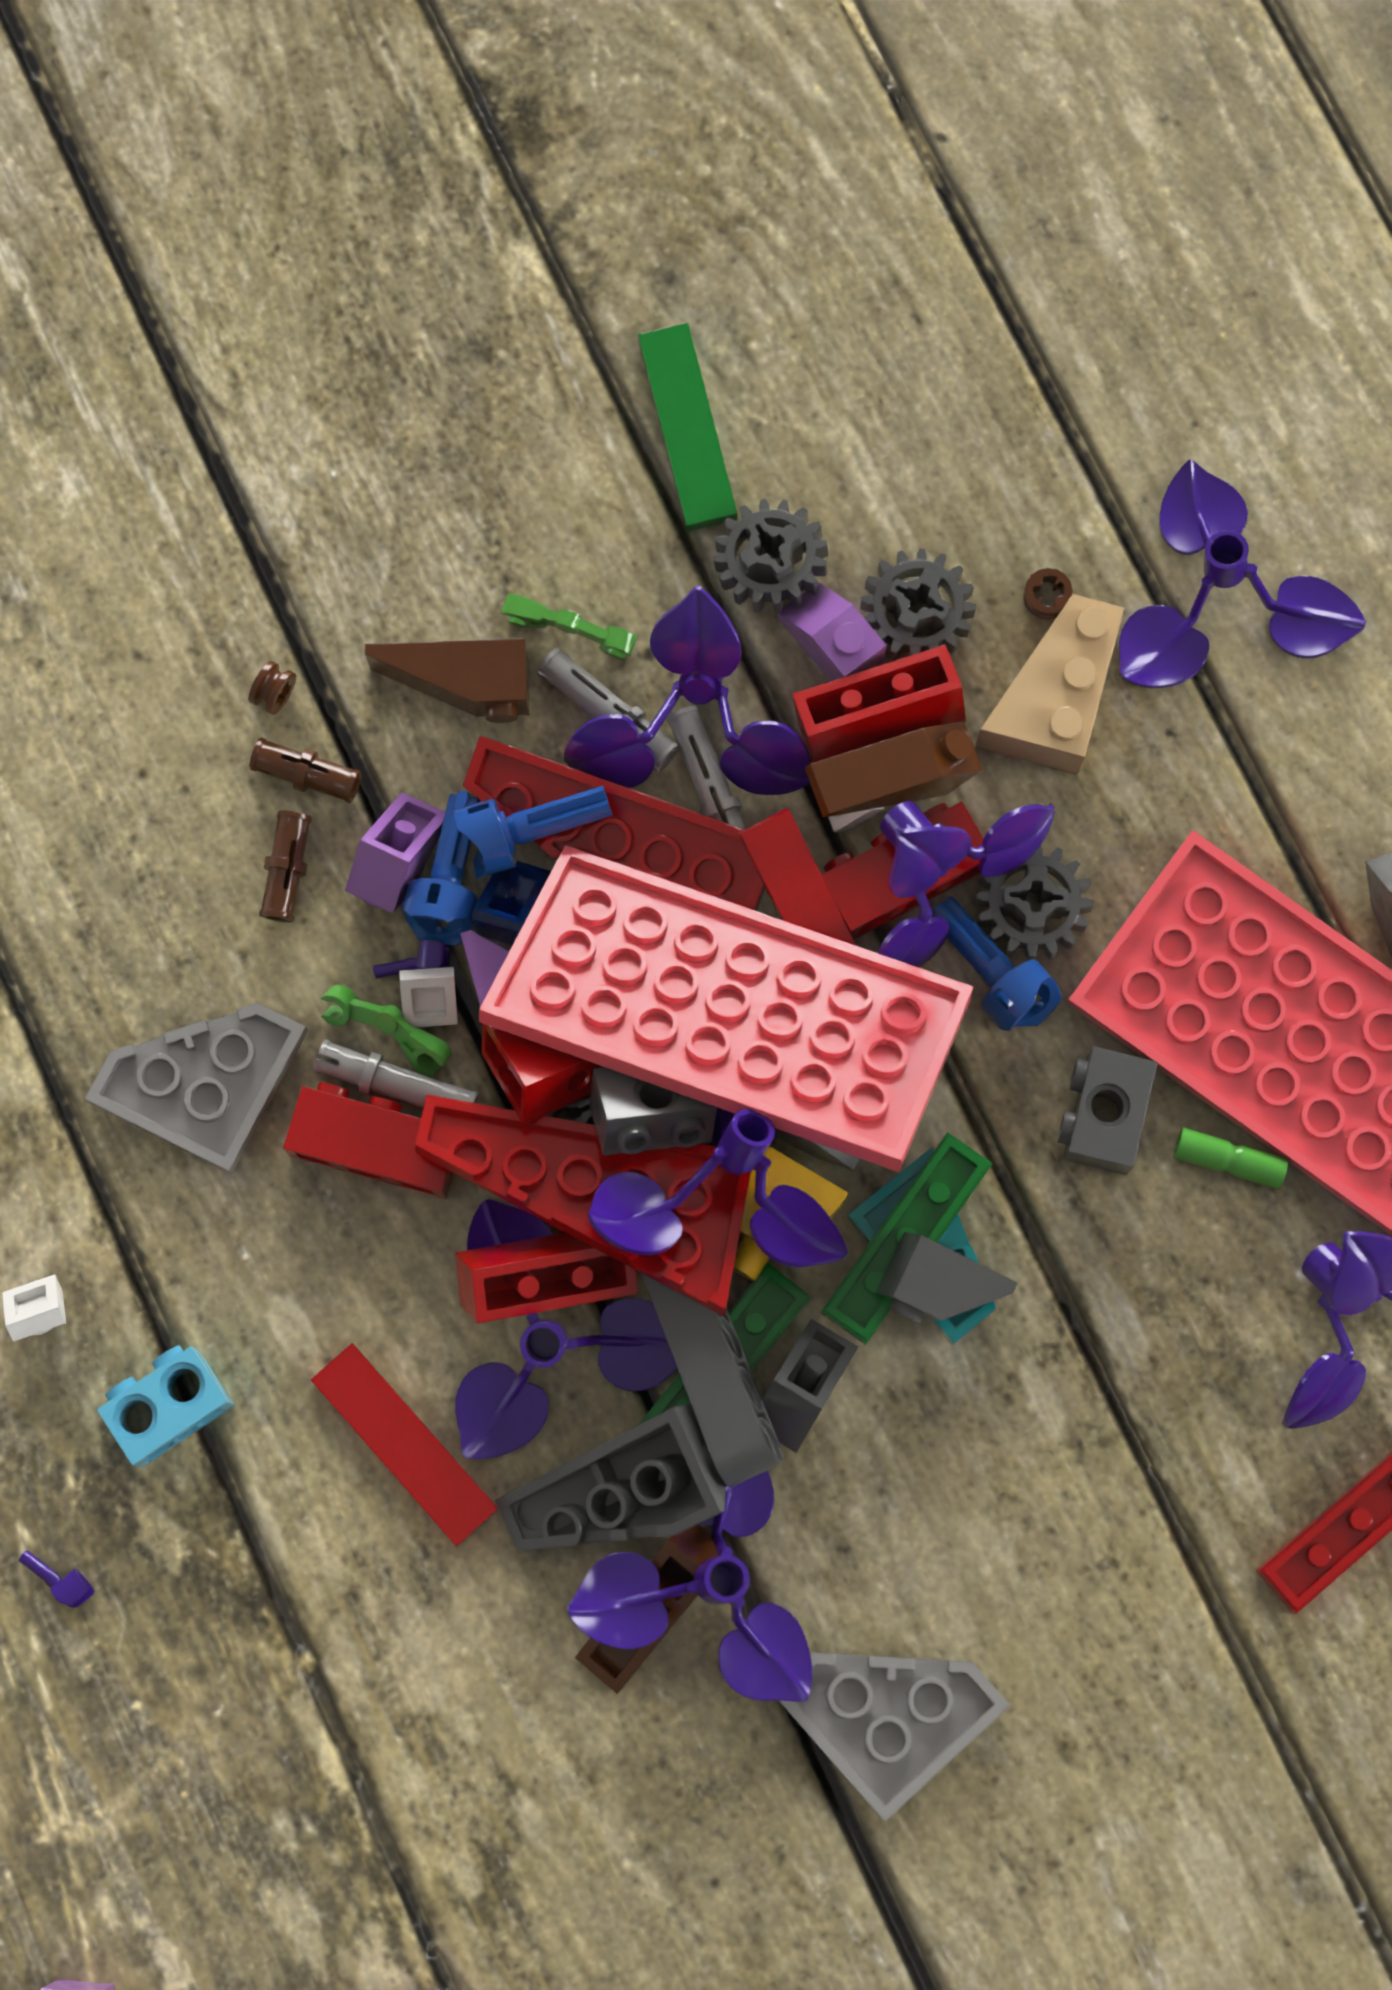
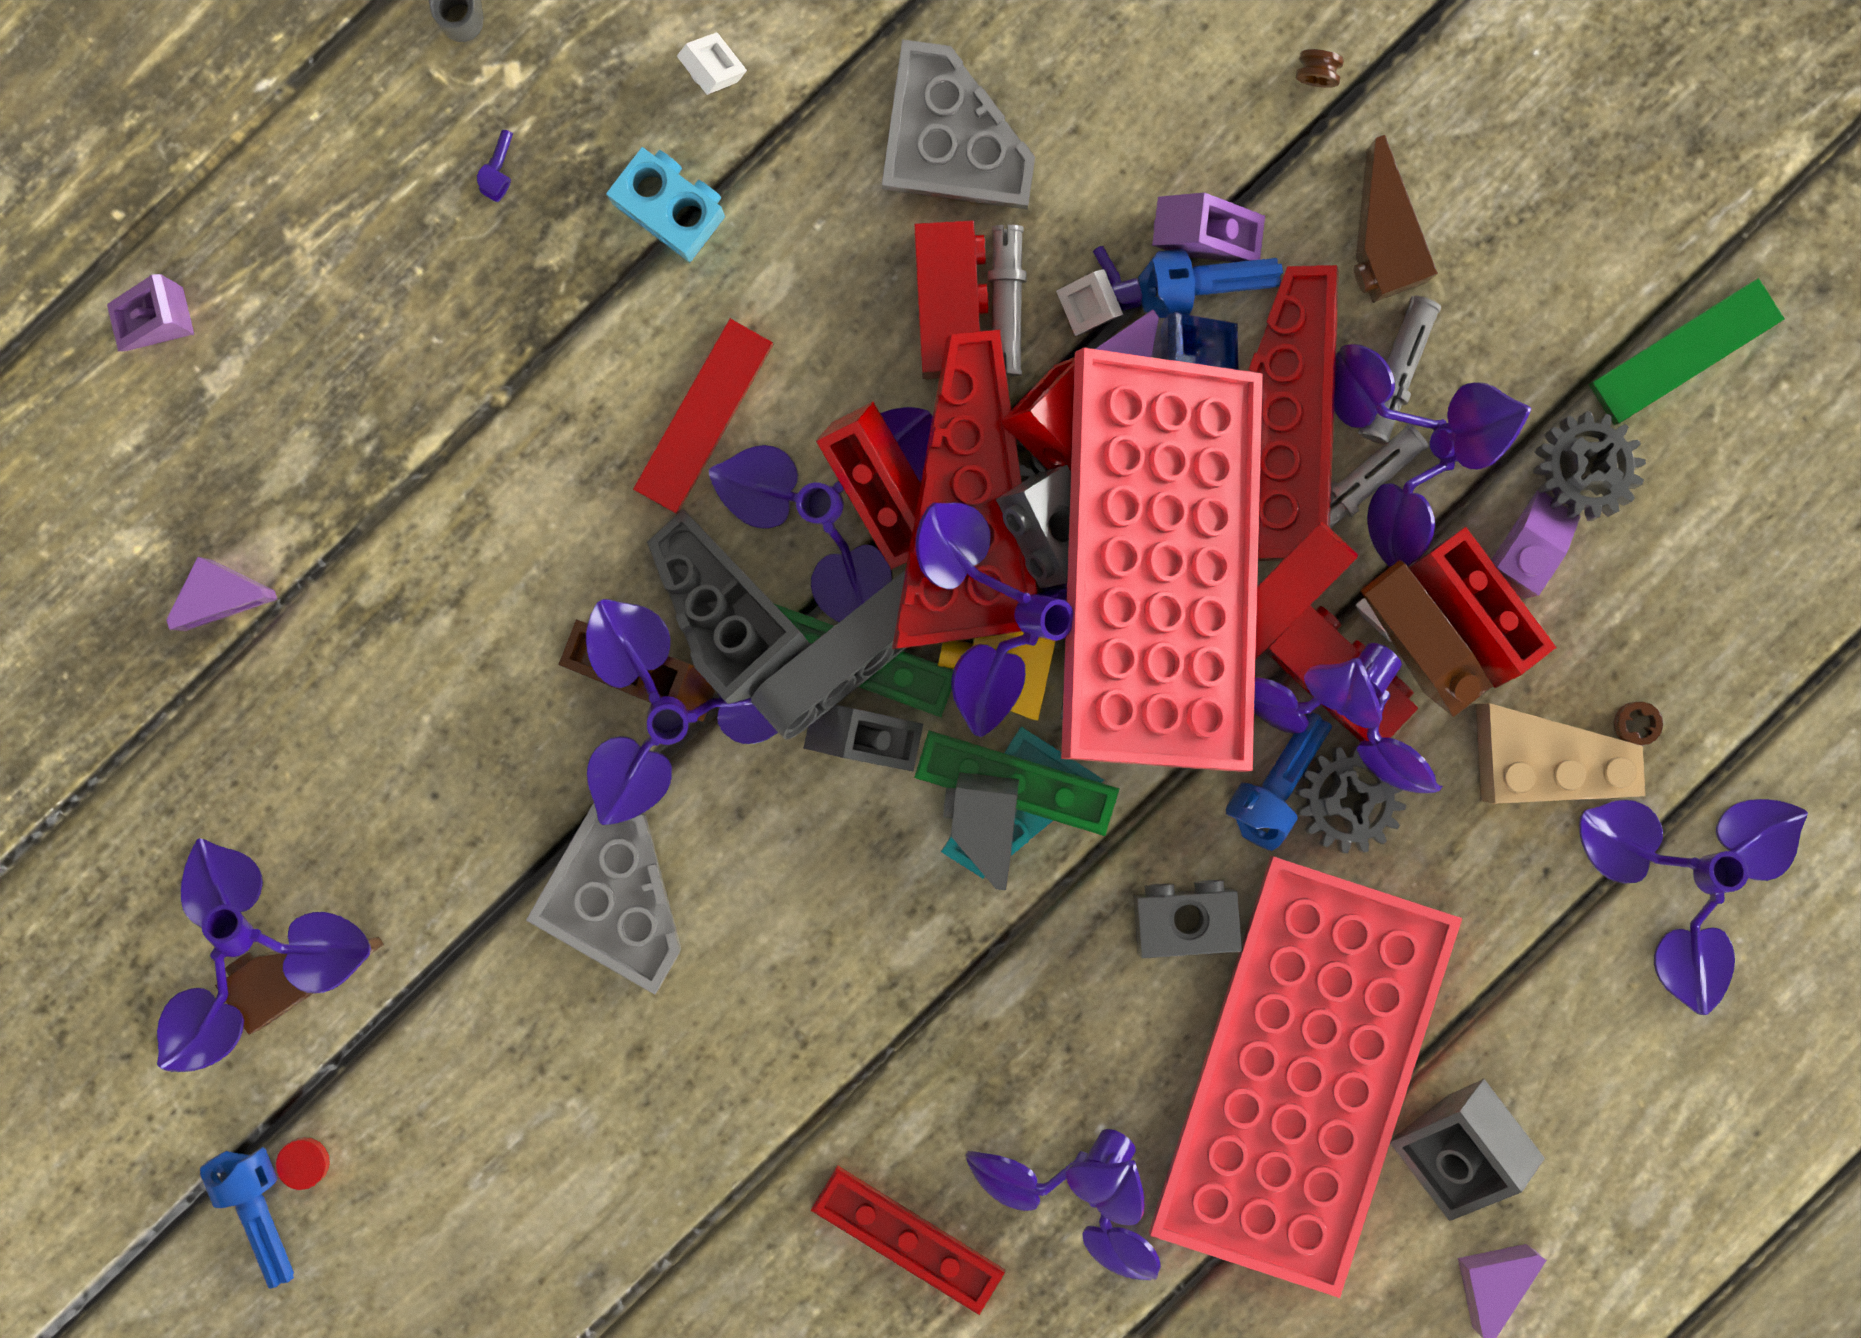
camera: 70 degrees right, 10 degrees up
(285, 866) = (1164, 137): reddish brown pin -> none
(305, 770) = (1255, 124): reddish brown pin -> none
(389, 1019) = (1043, 312): bright green piece -> none
(497, 834) = (1251, 311): blue piece -> none
(530, 614) = (1464, 273): bright green piece -> none
(900, 595) = (1590, 592): dark grey gear -> none
(1236, 1159) = (1181, 1044): bright green piece -> none

